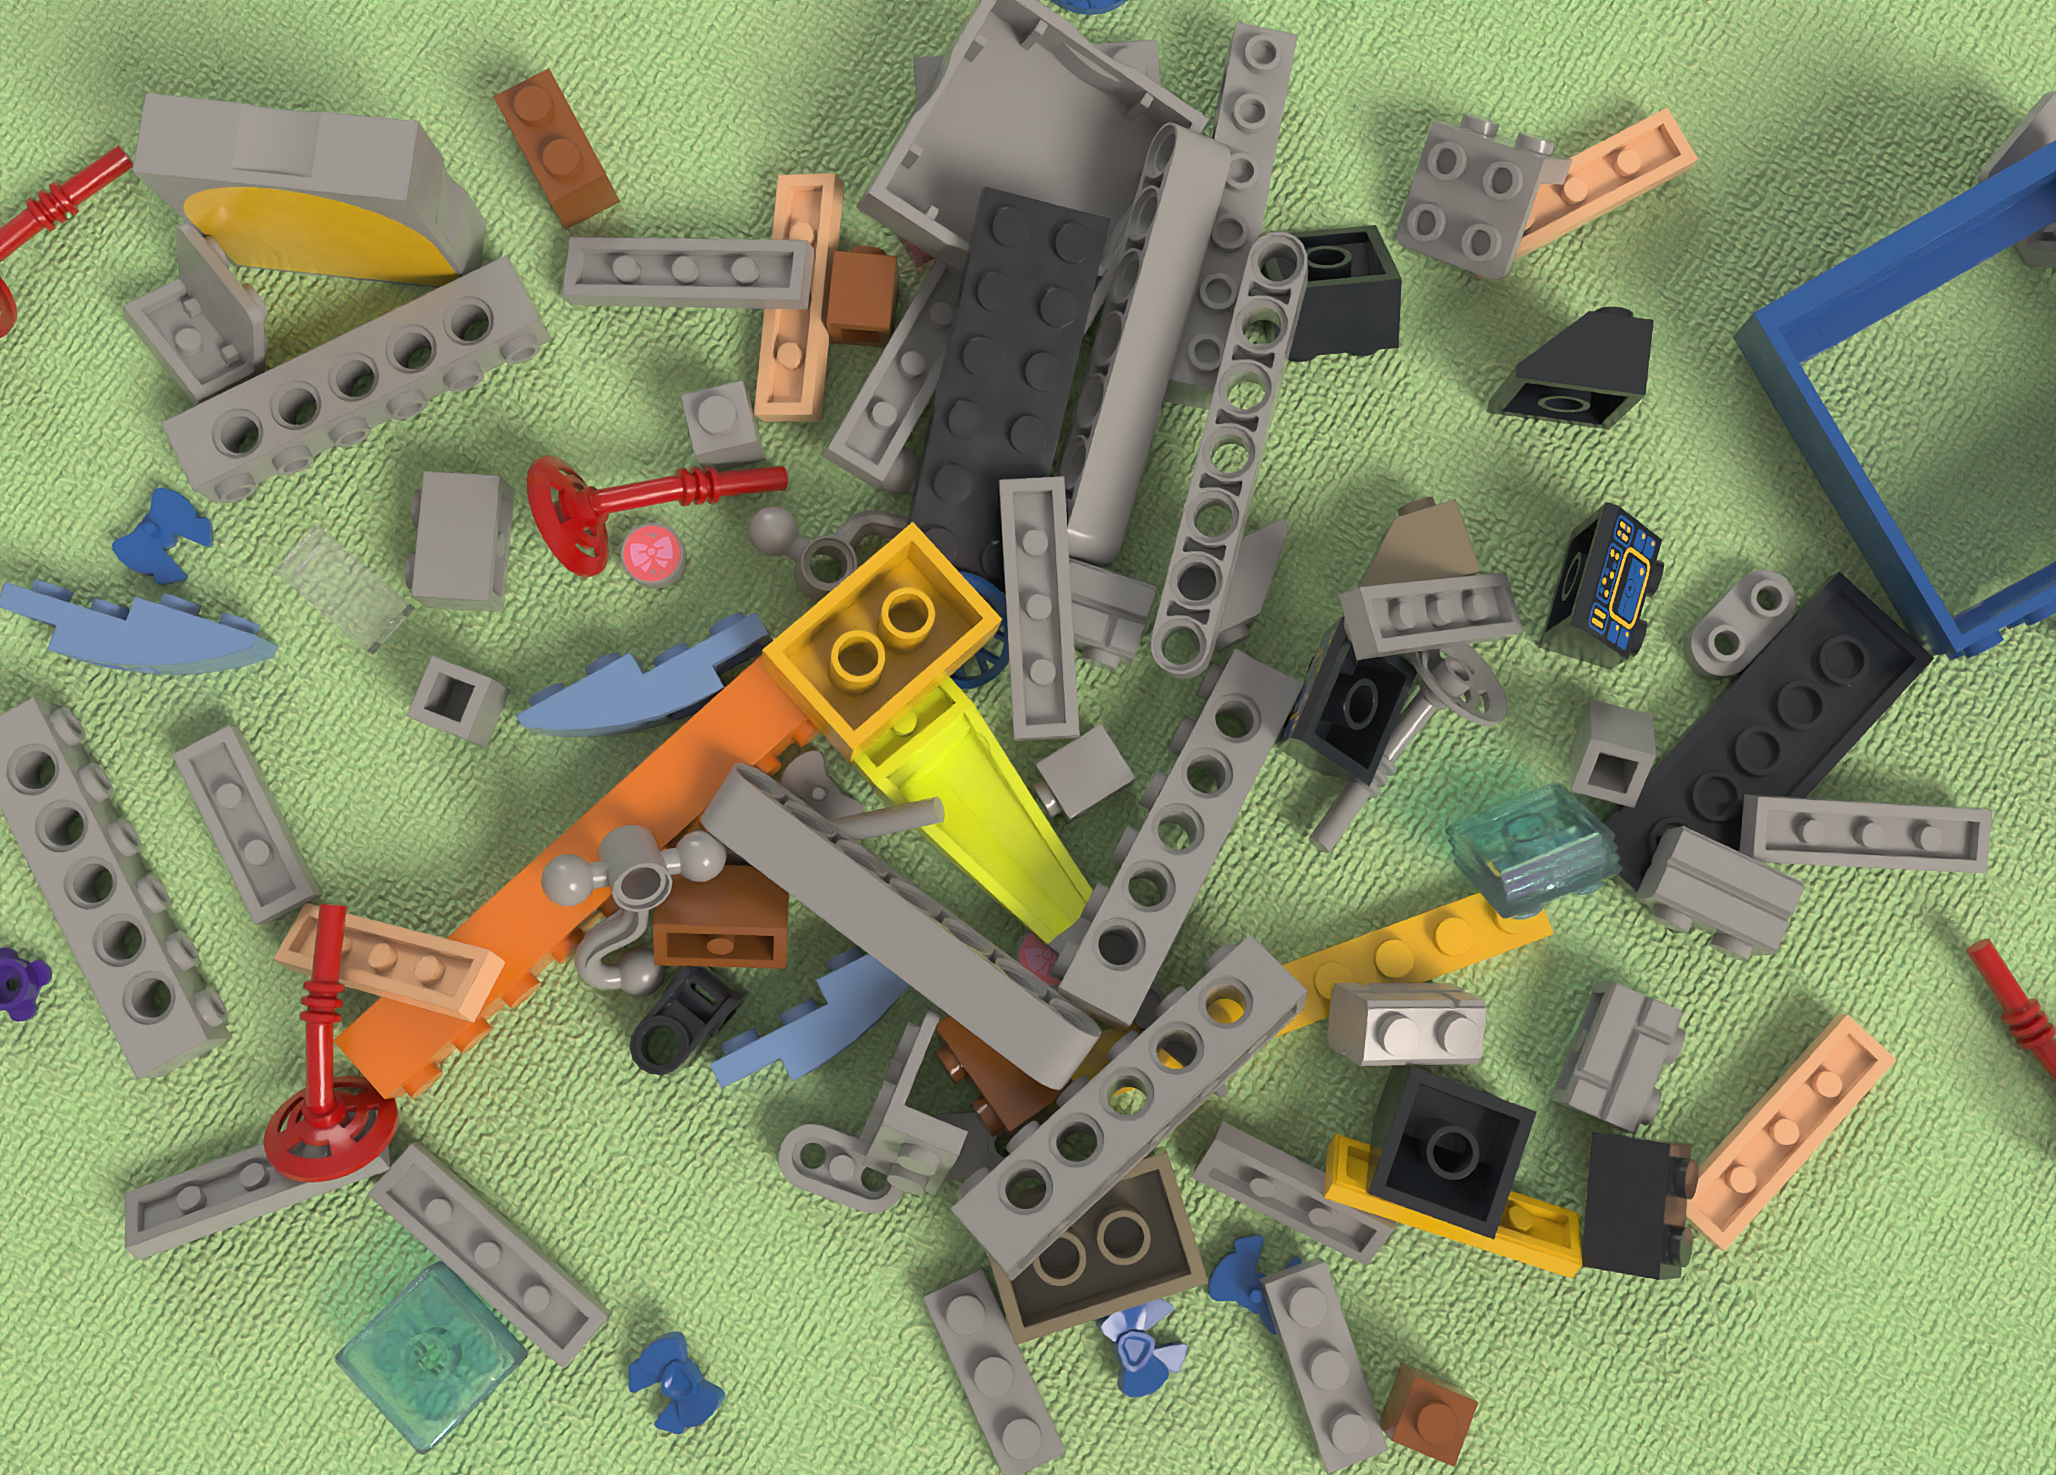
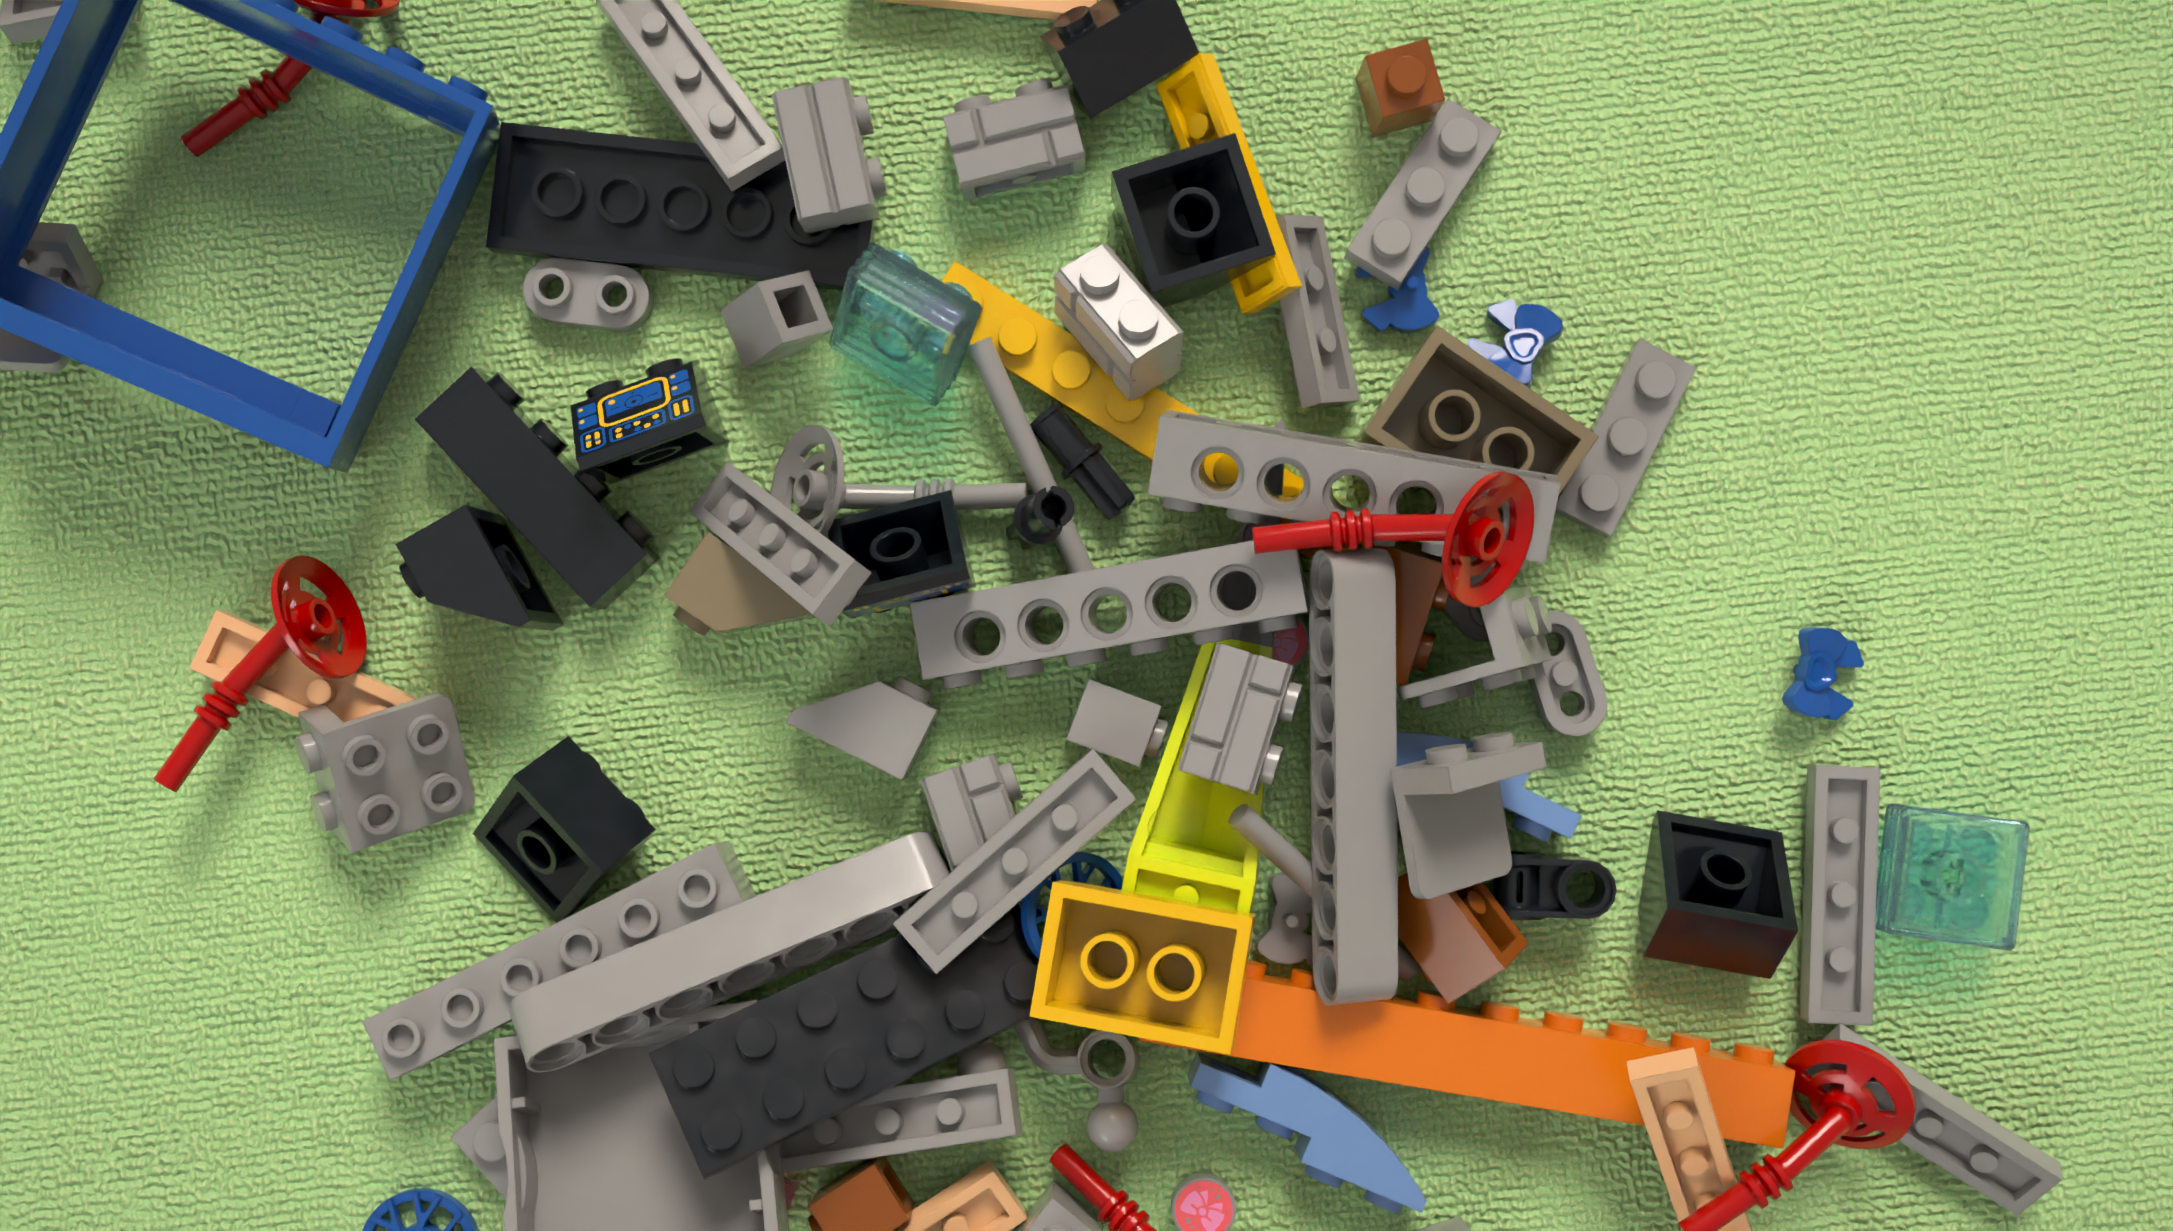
camera: 125 degrees left, 5 degrees up
(569, 1150) = (1716, 895): none -> black slope
(639, 882) = (1480, 1006): light grey piece -> none
(805, 983) = (1455, 811): none -> light grey bracket
(1011, 869) = (1240, 719): none -> light grey brick
(1033, 1156) = (1463, 536): none -> red dish
(1226, 425) = (750, 826): light grey beam -> none
(1294, 838) = (1041, 517): none -> black axle
(1312, 911) = (1082, 461): none -> black axle
(1348, 872) = (1025, 445): none -> light grey bar
(1625, 464) = (538, 487): none -> black brick
(1640, 206) = (299, 626): none -> red dish

